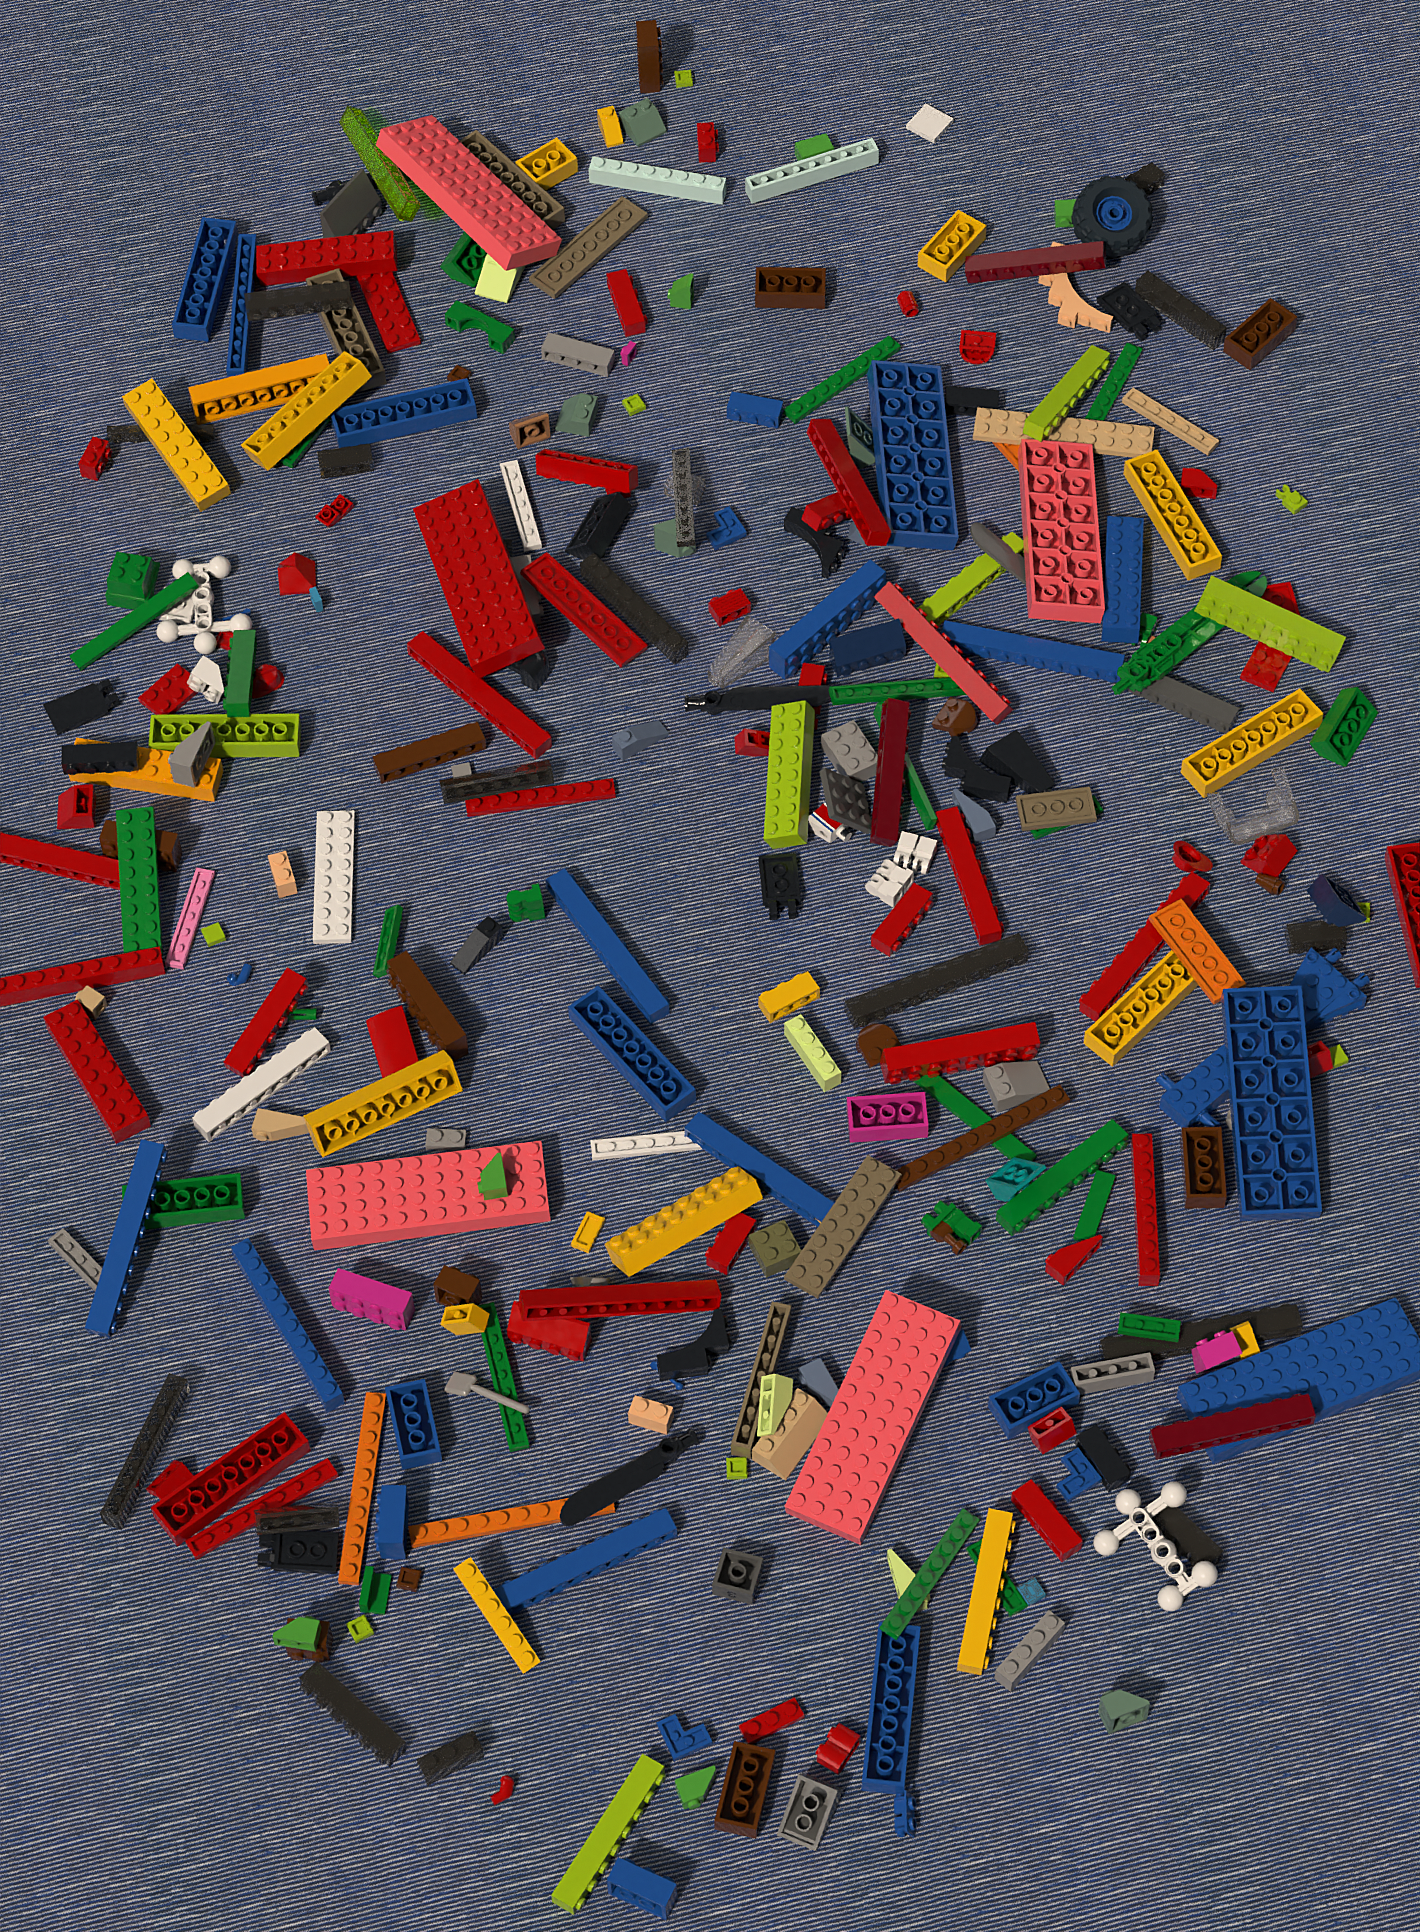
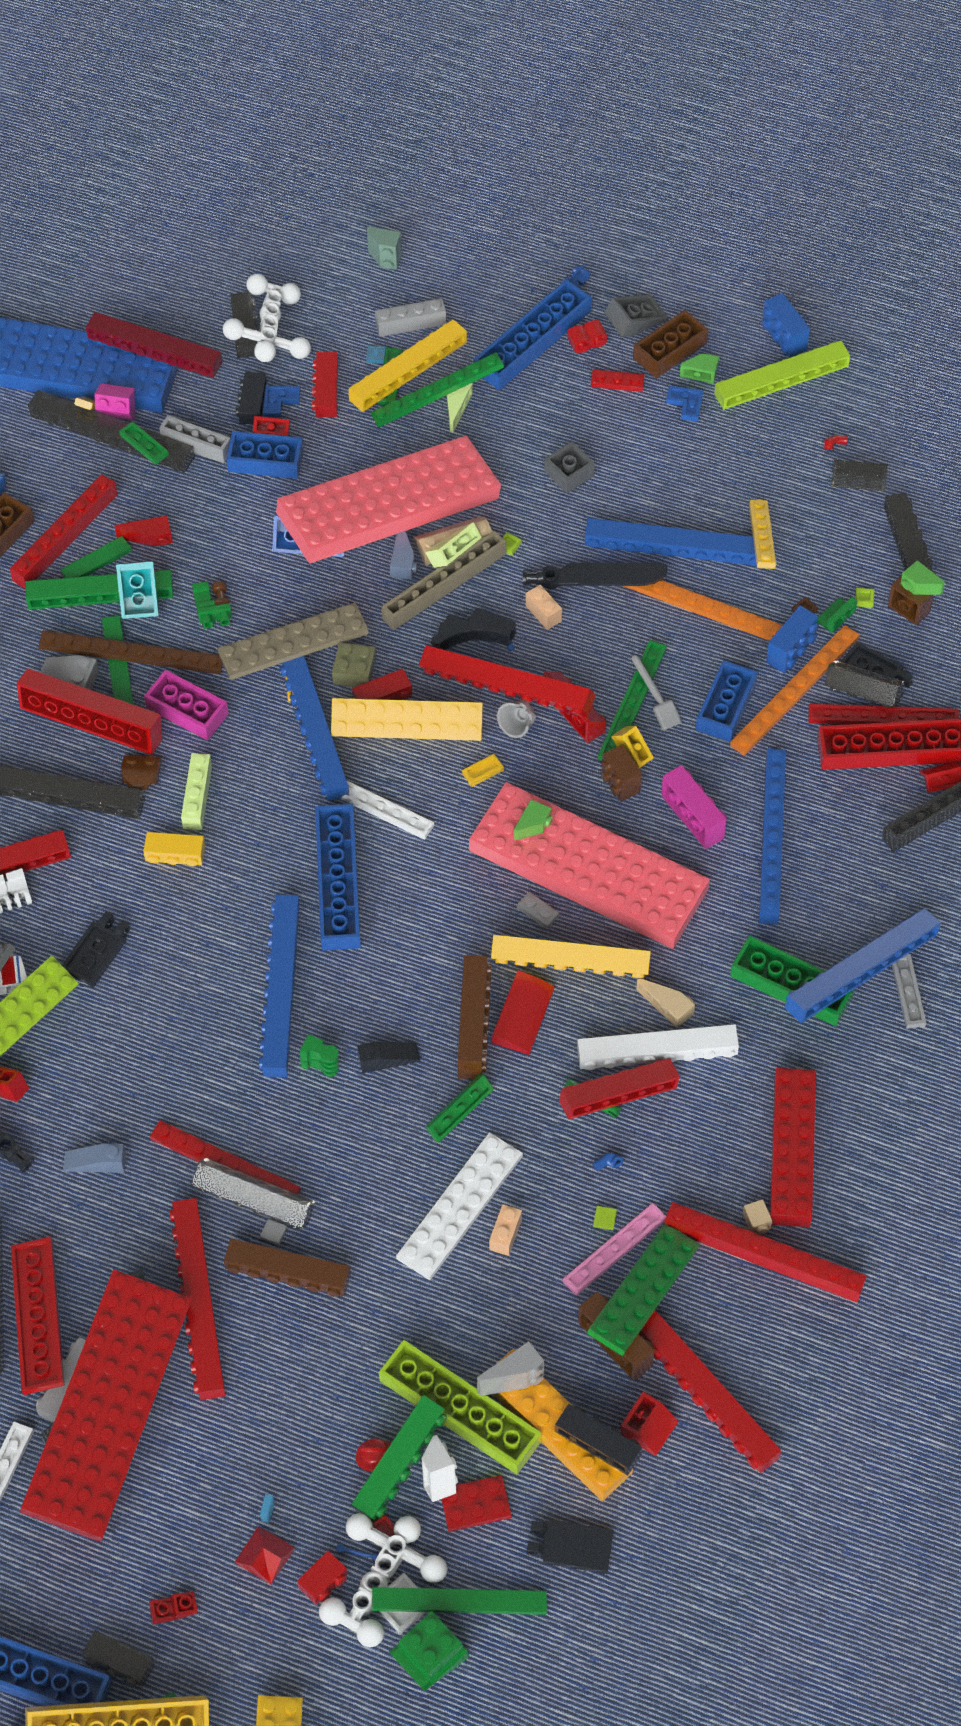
camera: 145 degrees left, 0 degrees up
(242, 580) = (322, 1578): none -> red brick

